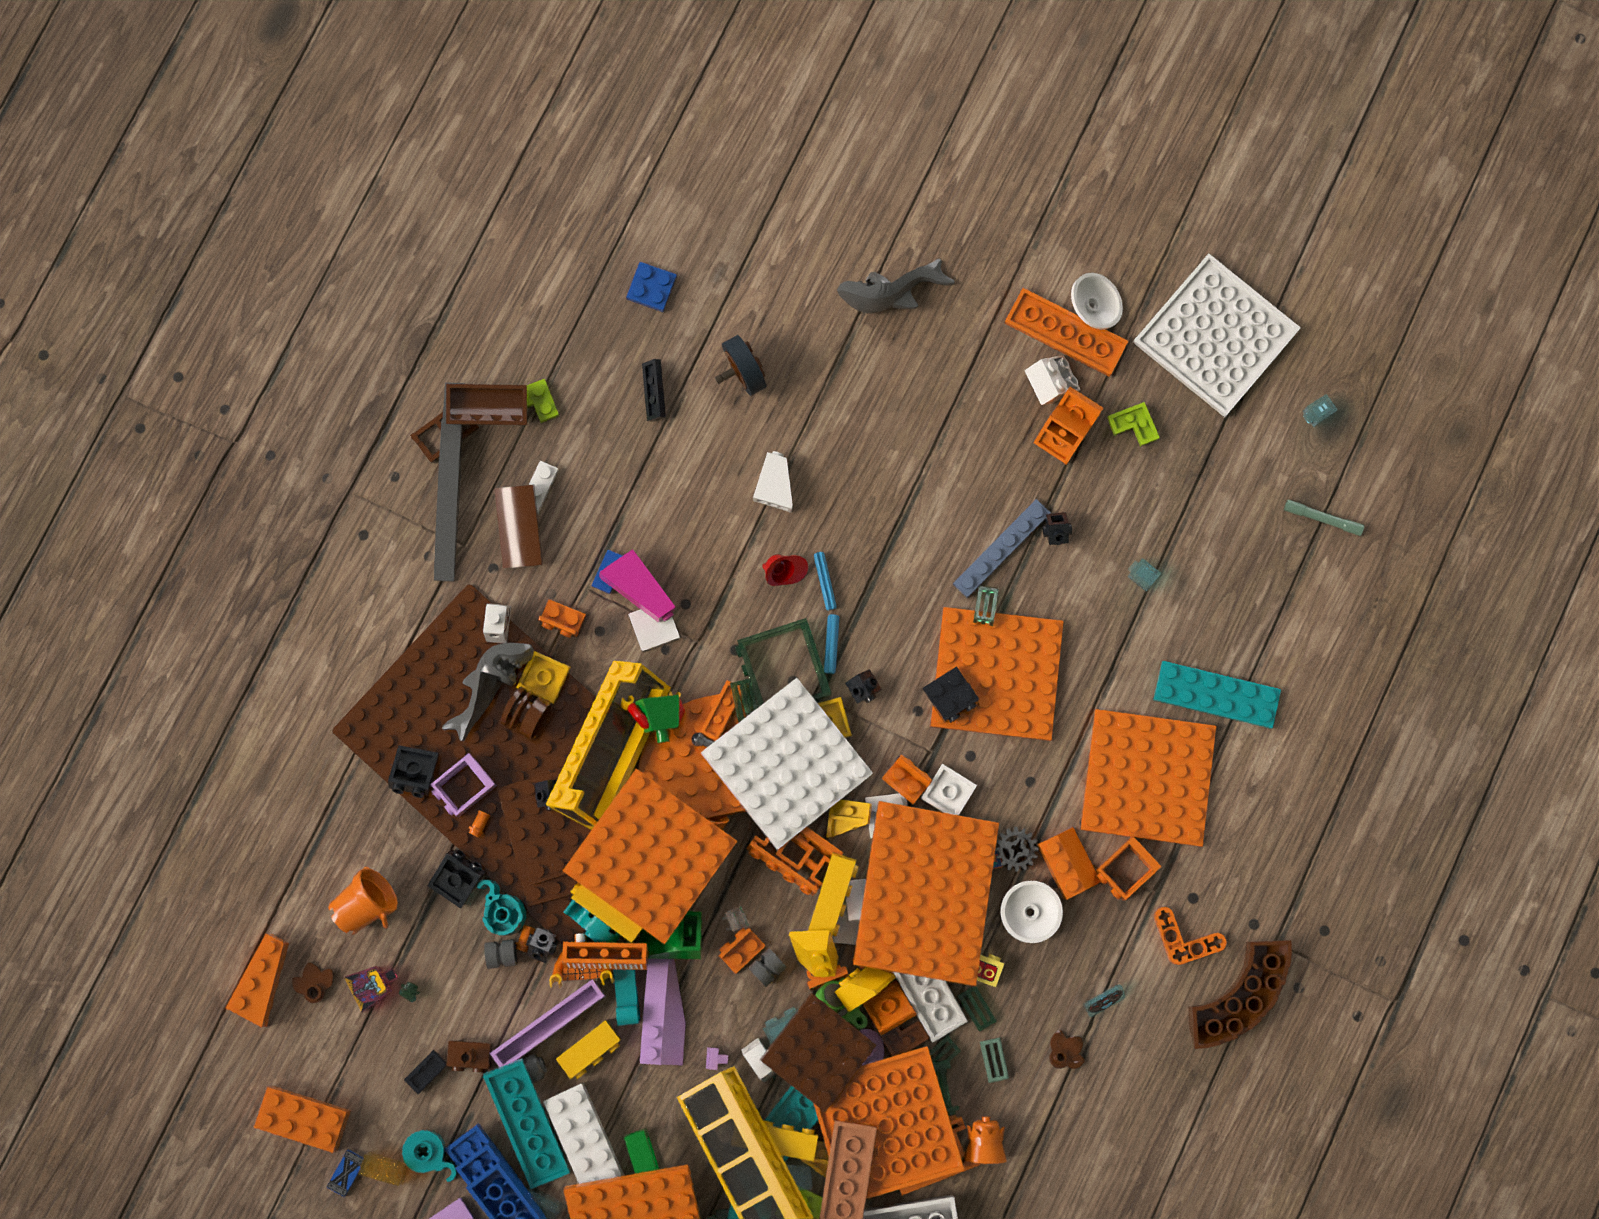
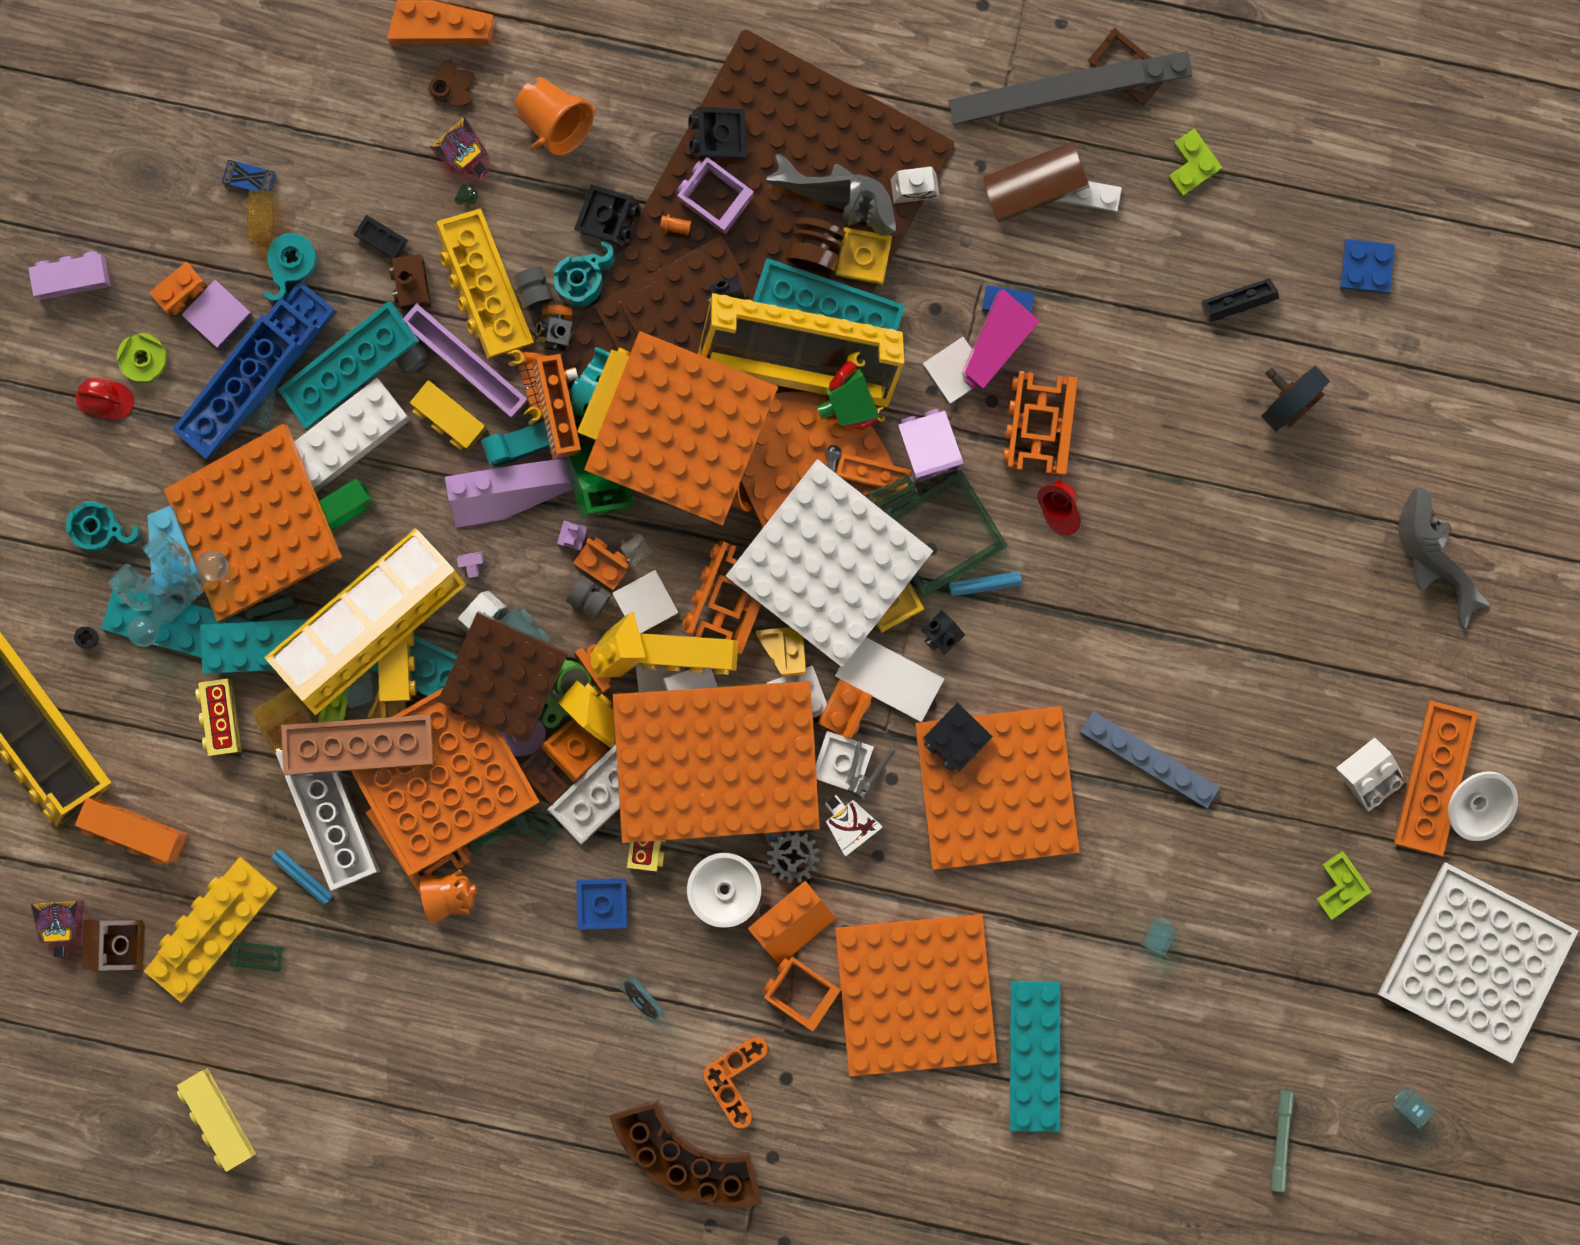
camera: 80 degrees right, 5 degrees up
(302, 1119) = (296, 112): orange brick -> none
(486, 404) = (1171, 106): reddish brown slope -> none
(486, 995) = (482, 284): none -> yellow plate
(562, 618) = (939, 261): orange bracket -> none
(565, 724) = (817, 295): none -> teal plate
(710, 661) = (929, 445): none -> slope
(712, 969) = (572, 535): none -> lavender tile
(719, 553) = (1058, 425): none -> orange fence
(774, 483) = (1162, 470): white slope -> none
(780, 919) = (647, 600): none -> white tile
(825, 581) = (1058, 558): dark azure axle -> none
(890, 736) = (891, 679): none -> white tile
(971, 779) = (861, 785): none -> dark grey plant
(983, 619) = (1057, 756): clear green tile -> none
(985, 1006) = (583, 867): clear green tile -> none
(990, 1042) = (563, 876): sand green tile -> none
(1000, 797) = (850, 824): none -> torso
(1019, 1015) = (601, 903): none -> blue plate
(1057, 528) = (1188, 820): black brick -> none
(1068, 425) = (1319, 805): orange bracket -> none
(1068, 1048) = (576, 969): reddish brown plate -> none

